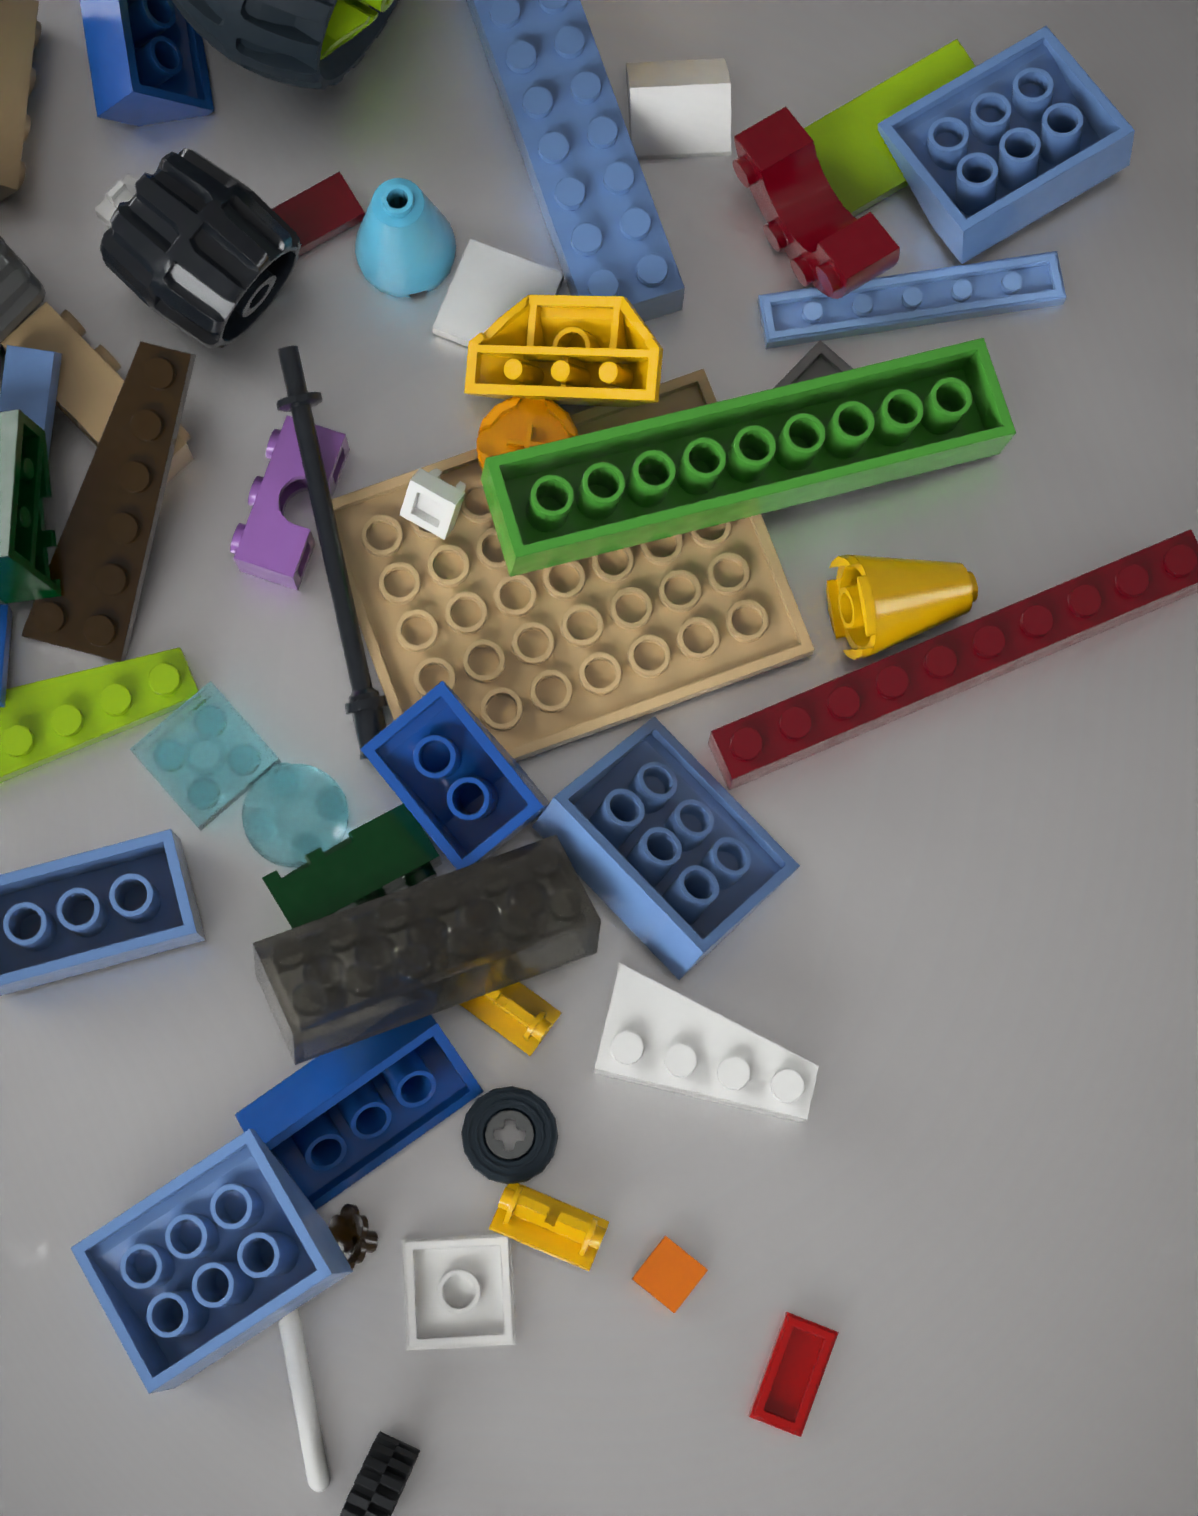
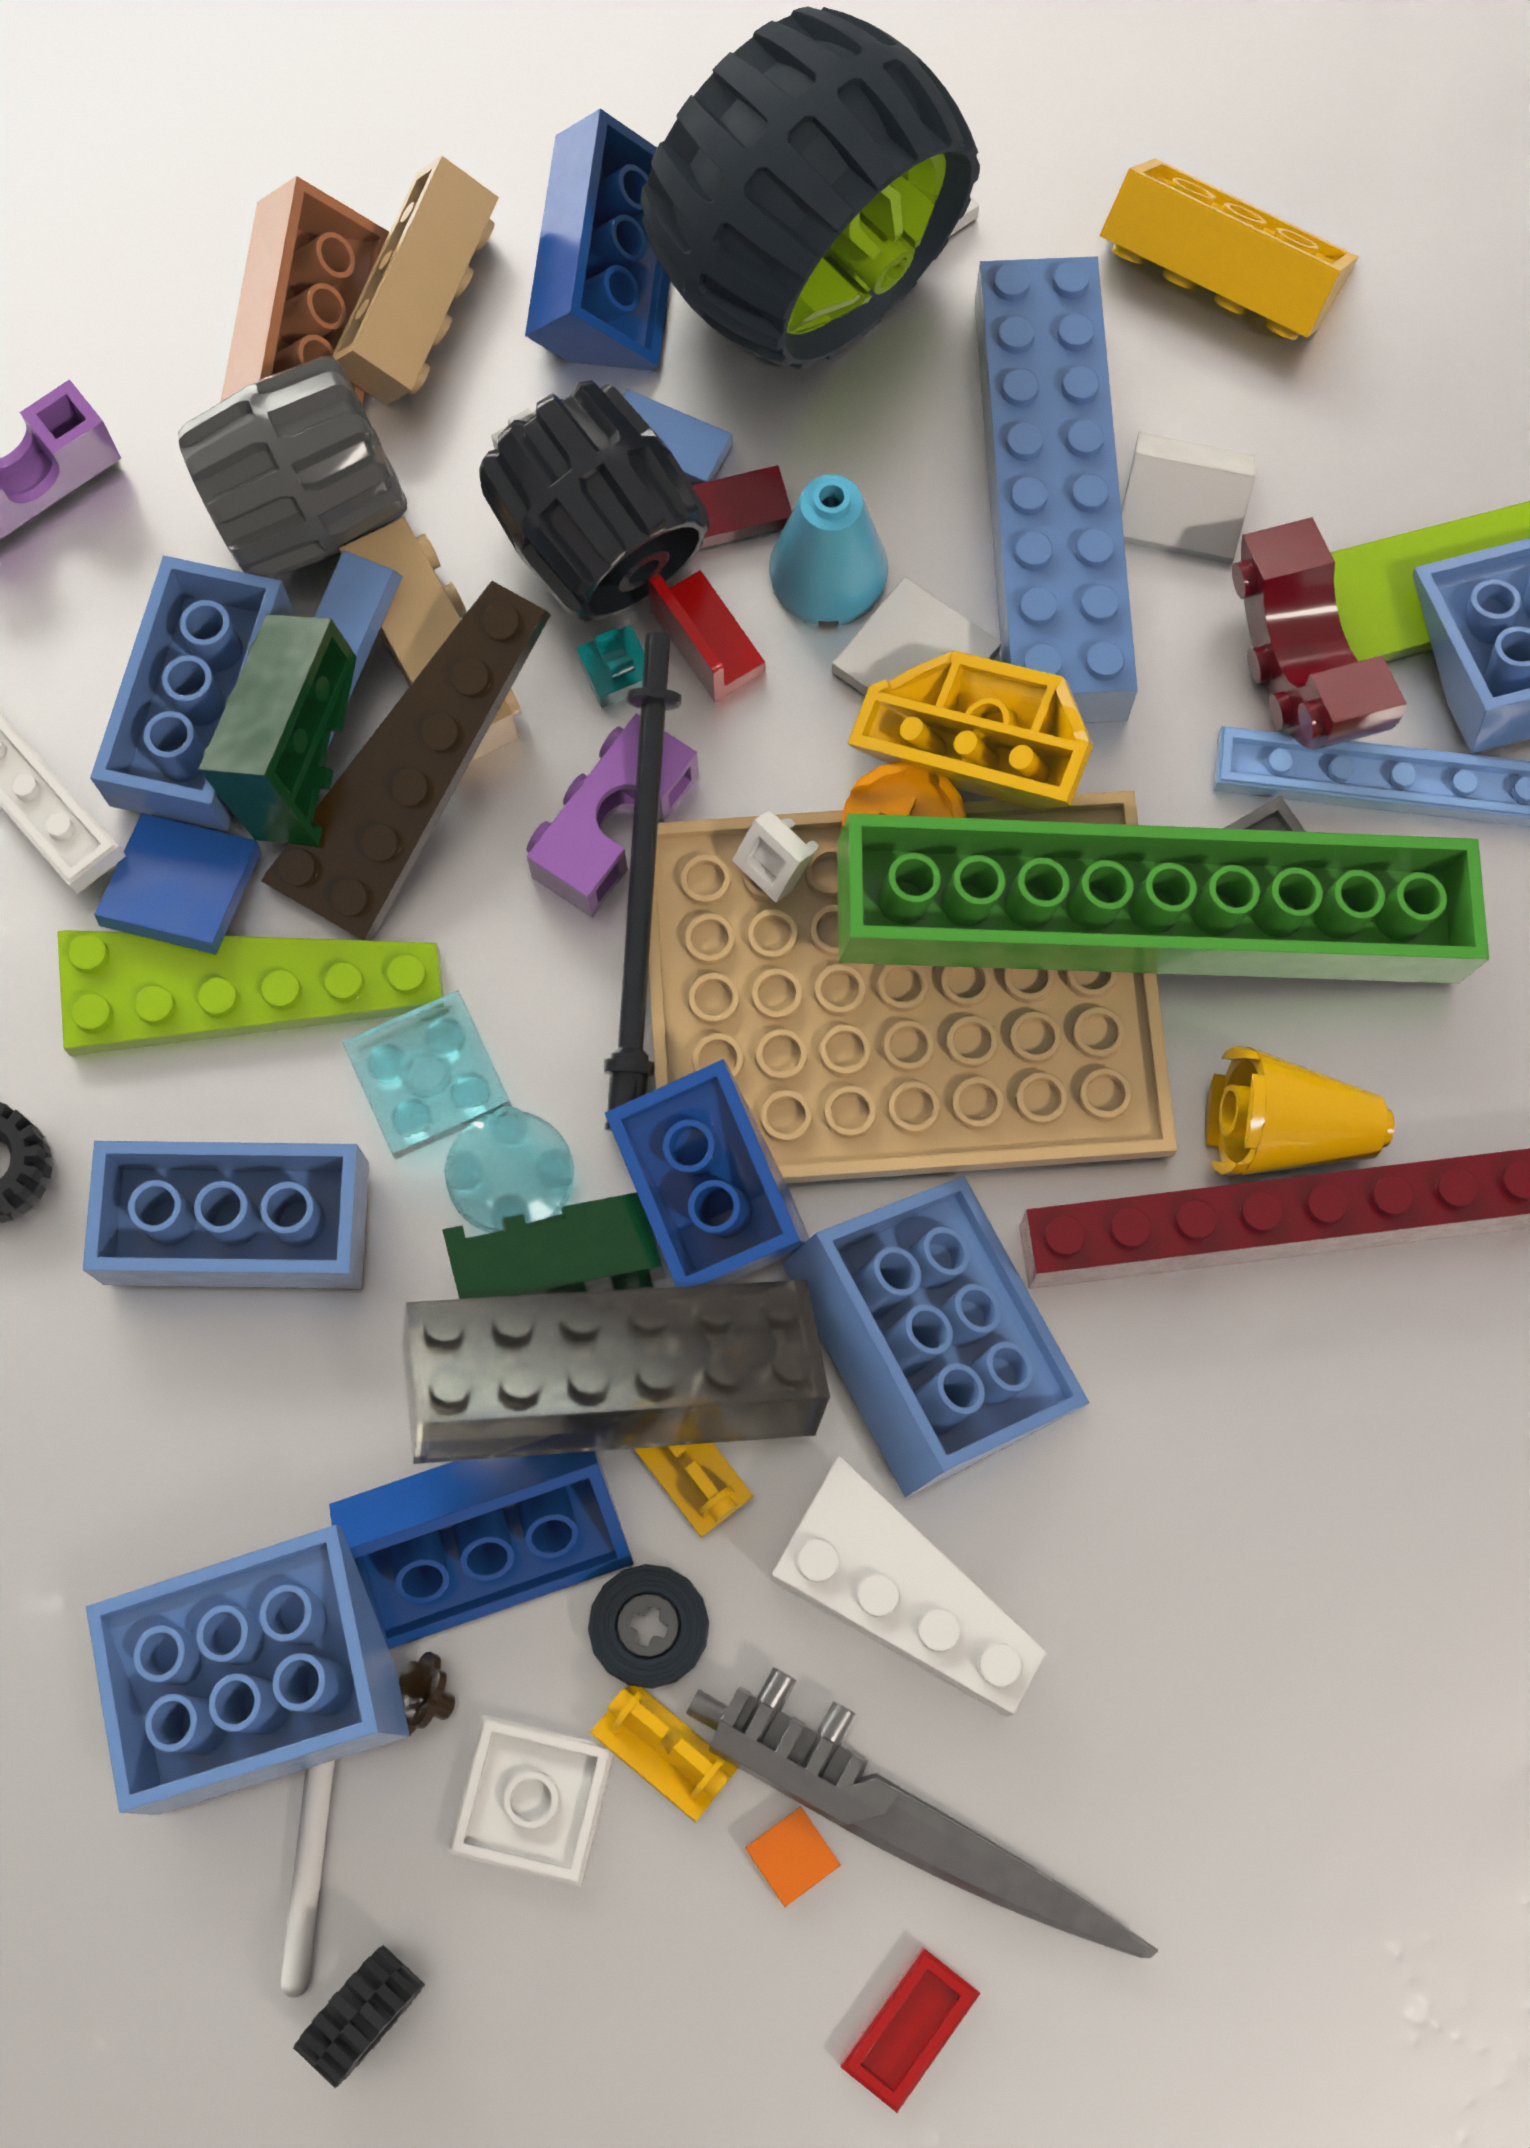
camera: 20 degrees right, 5 degrees down
(254, 377) = (612, 664): none -> teal tile
(261, 170) = (694, 443): none -> medium blue tile
(321, 330) = (705, 634): none -> red panel
(681, 1210) = (831, 1782): none -> flat silver piece

